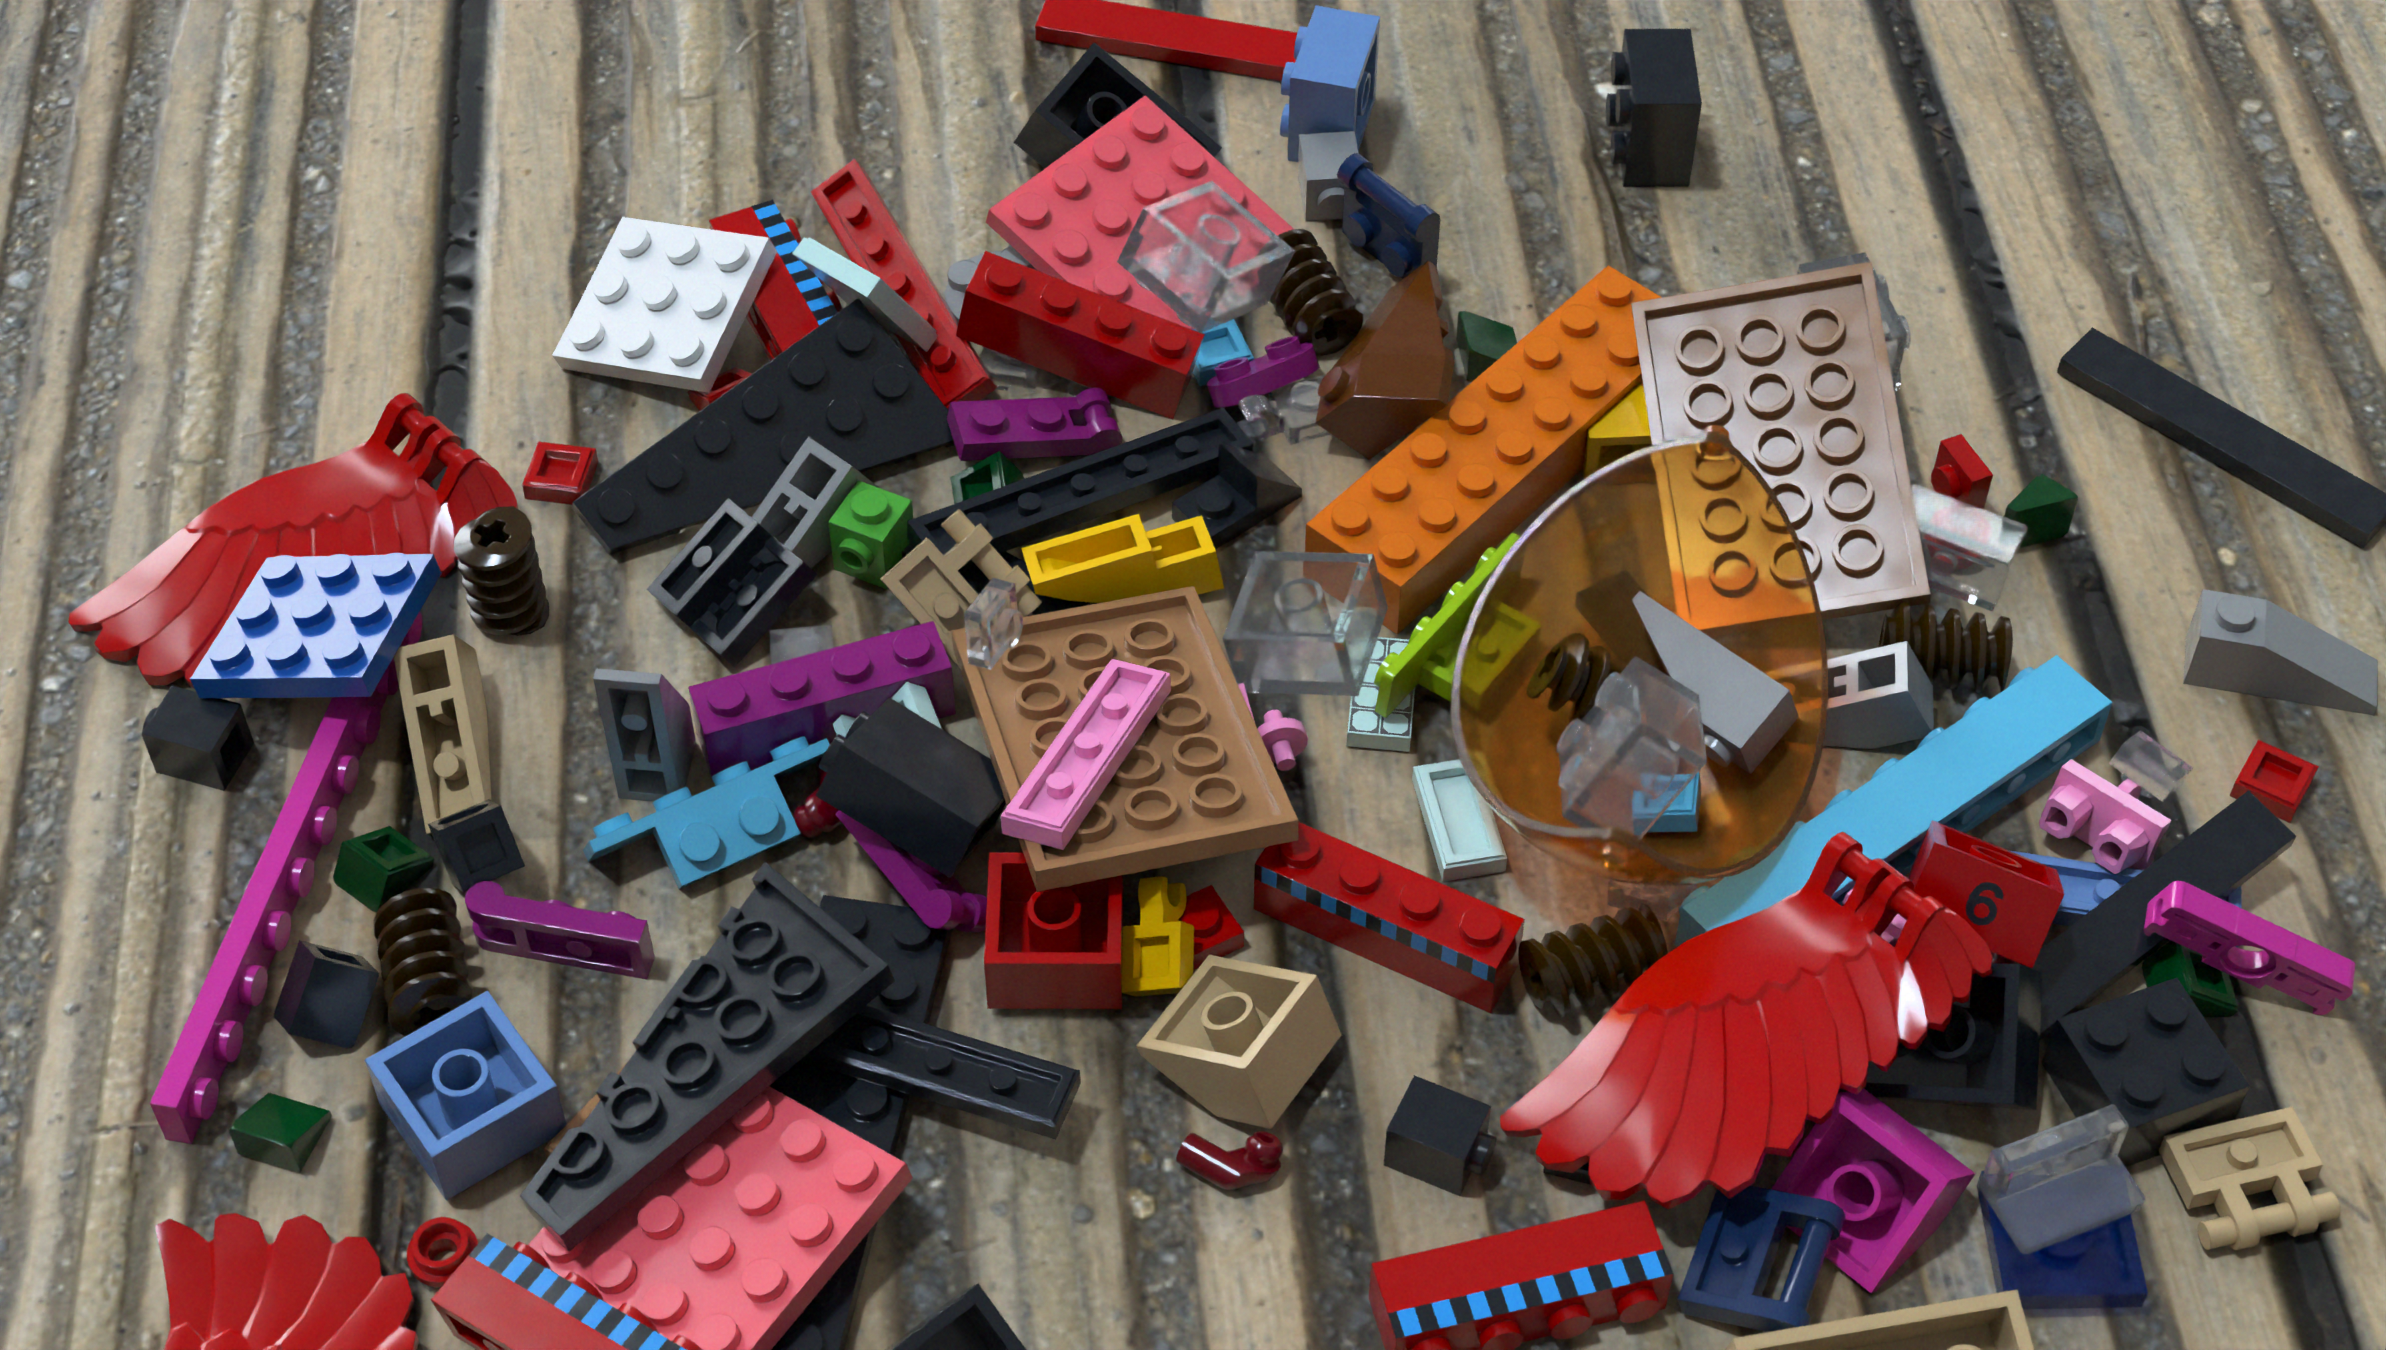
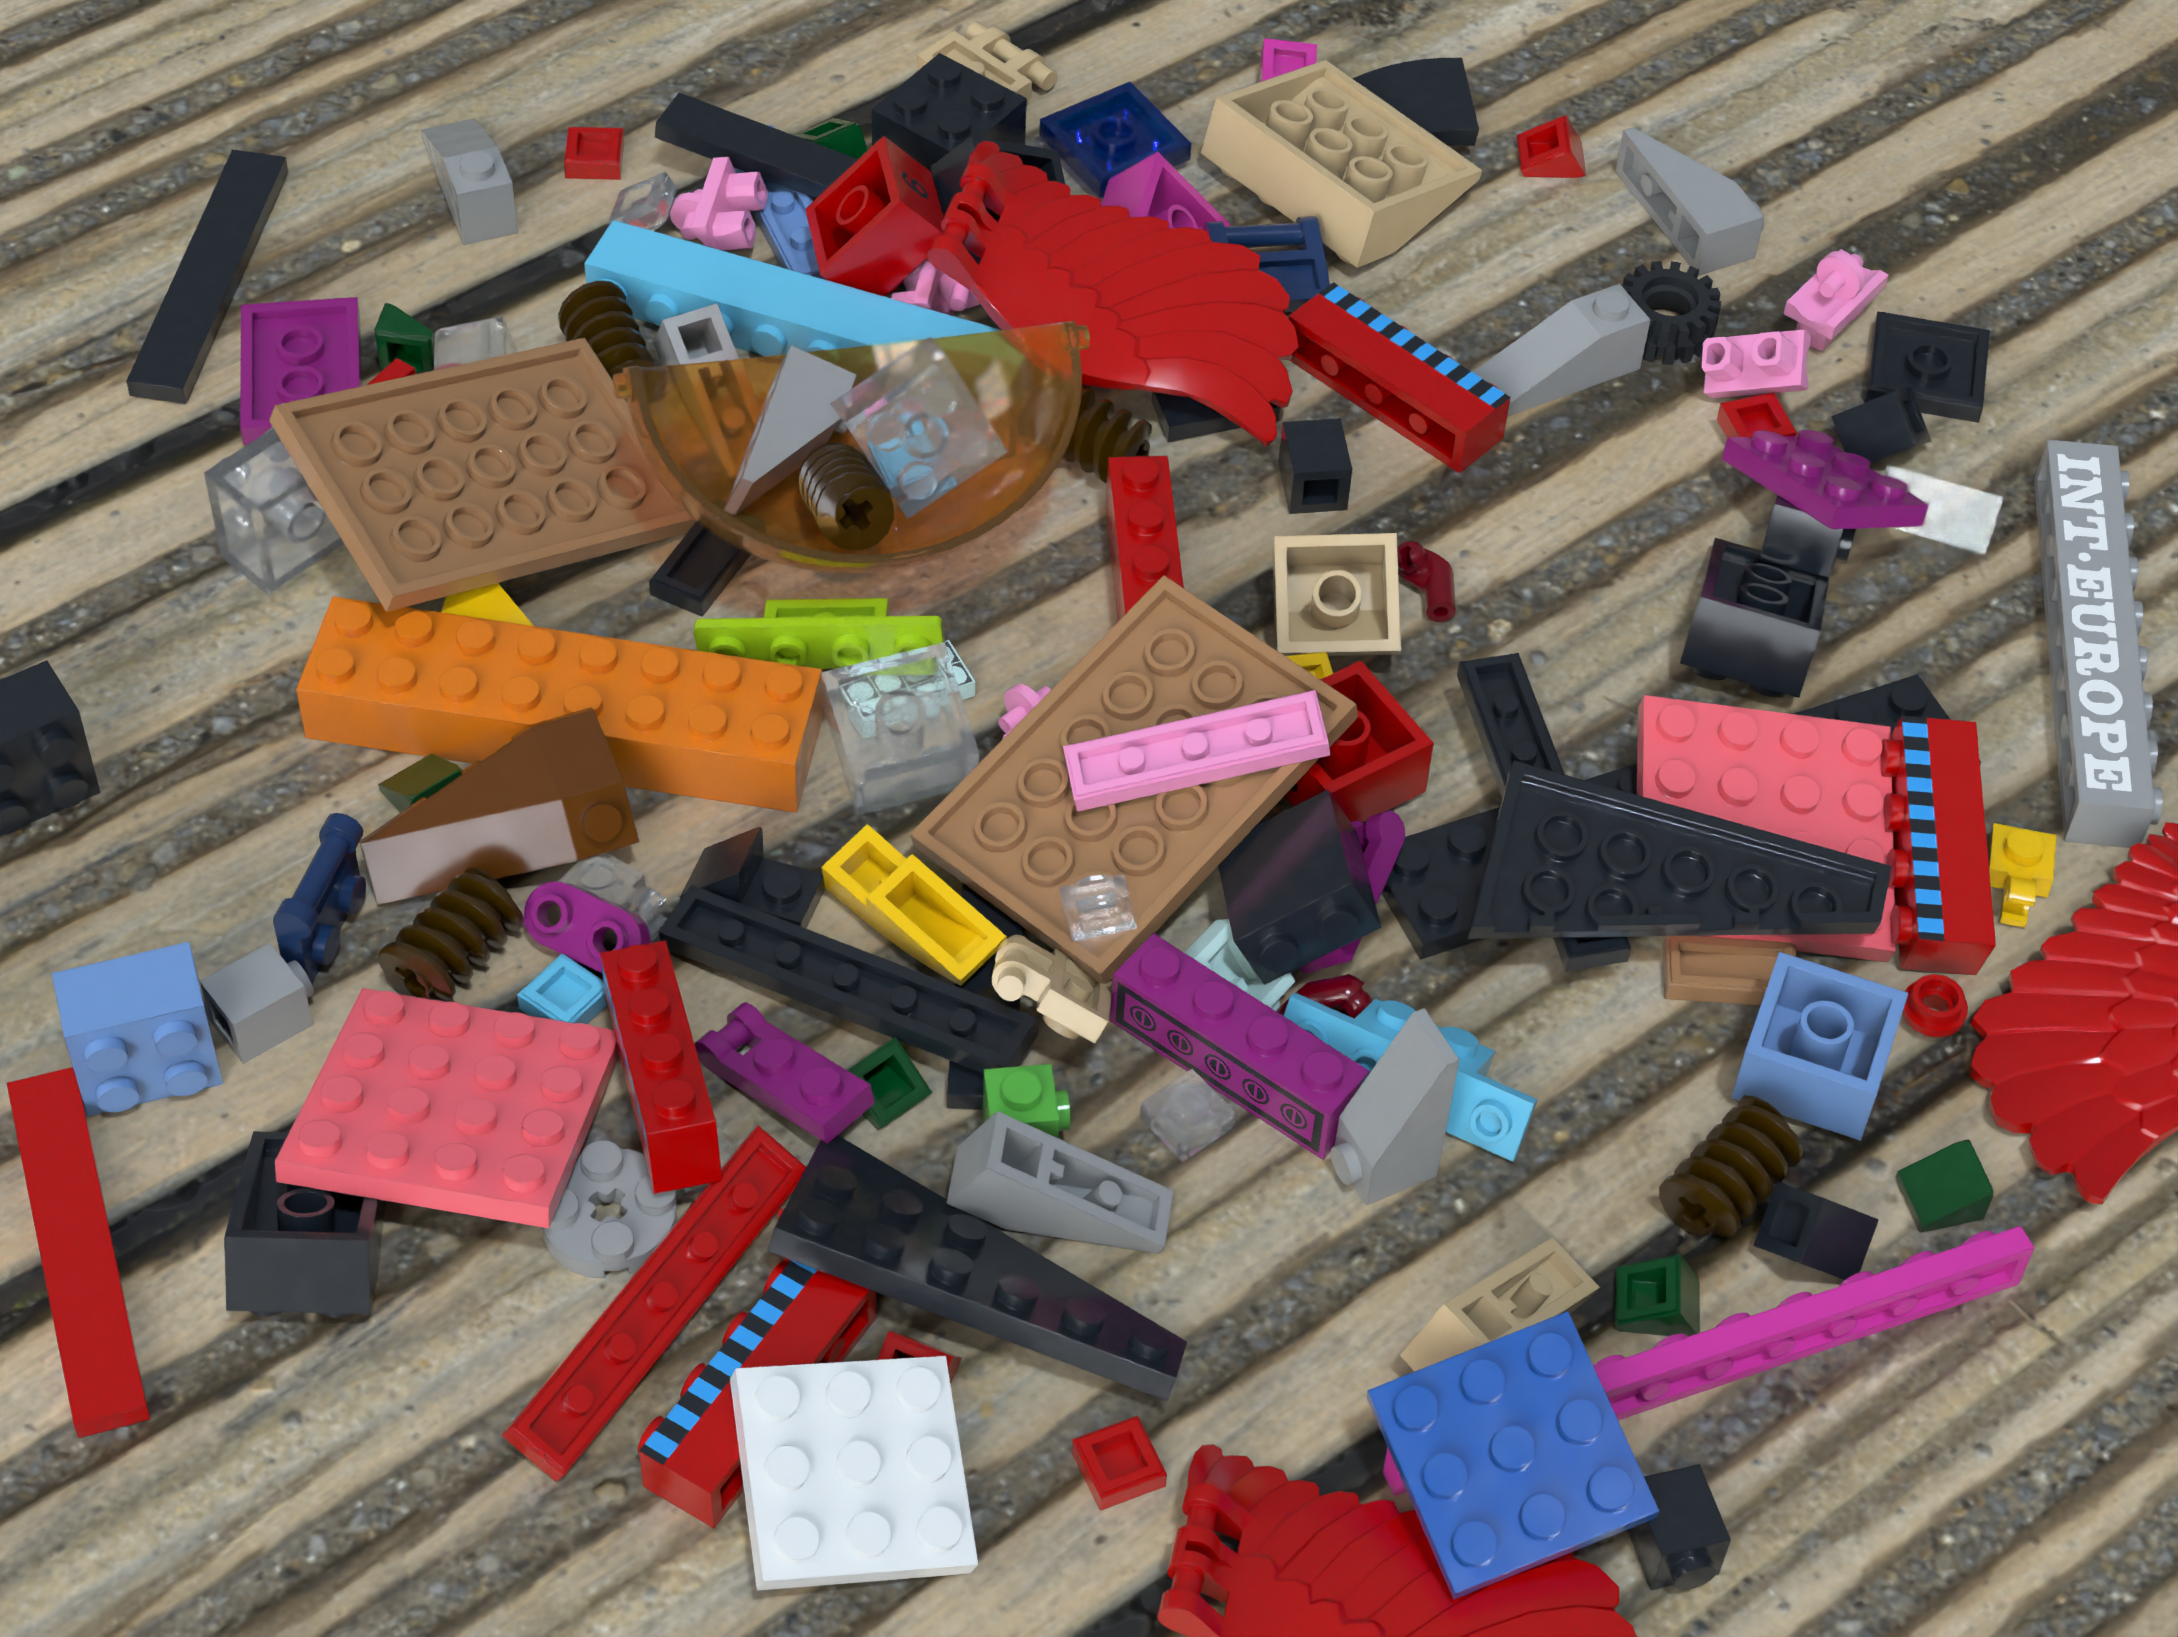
camera: 125 degrees left, 0 degrees up
(476, 844) = (1621, 1179): black brick -> none
(502, 573) = (1316, 1362): dark brown piece -> none
(559, 932) = (1617, 1099): magenta plate -> none
(731, 582) = (1162, 1194): black slope -> none
(854, 282) = (742, 1255): light aqua tile -> none
(1205, 256) = (513, 970): clear brick -> none
(1458, 822) = (999, 588): light aqua tile -> none
(2039, 431) = (294, 355): none -> magenta plate
(2062, 1180) = (1082, 130): clear panel -> none
(2217, 926) = (803, 95): dark pink piece -> none

